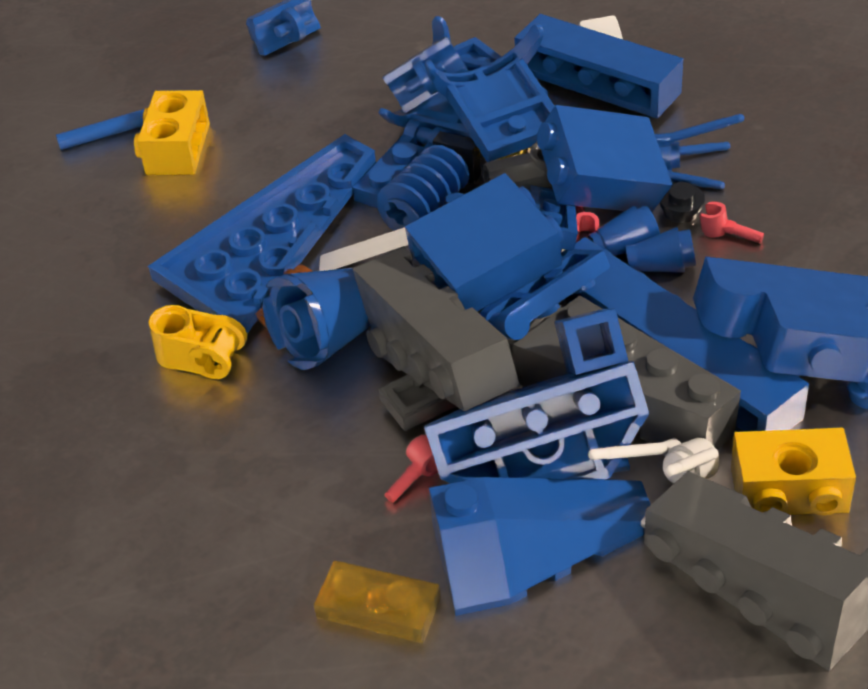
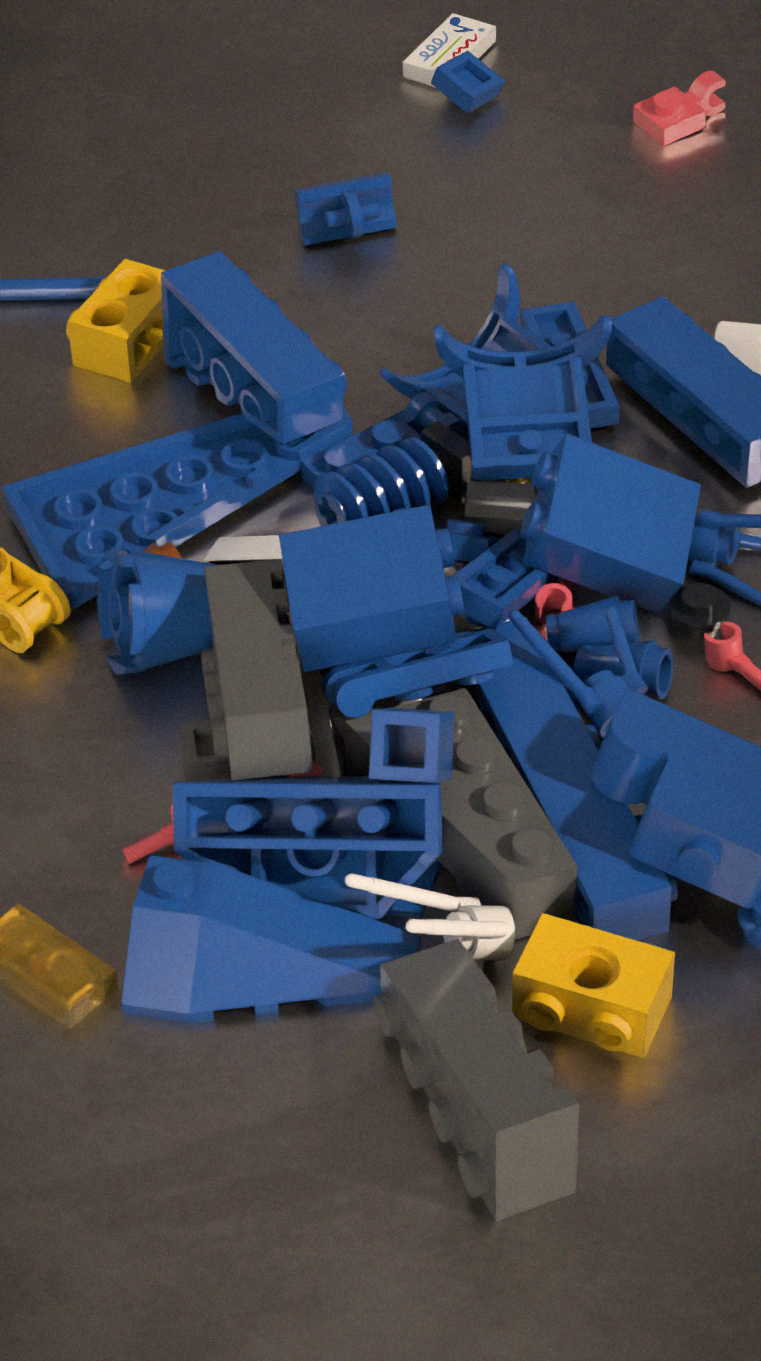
camera: 20 degrees right, 0 degrees up
(282, 122) = (247, 349): none -> blue wedge
(410, 80) = (477, 325): blue hips -> none
(670, 273) = (602, 690): none -> blue plant

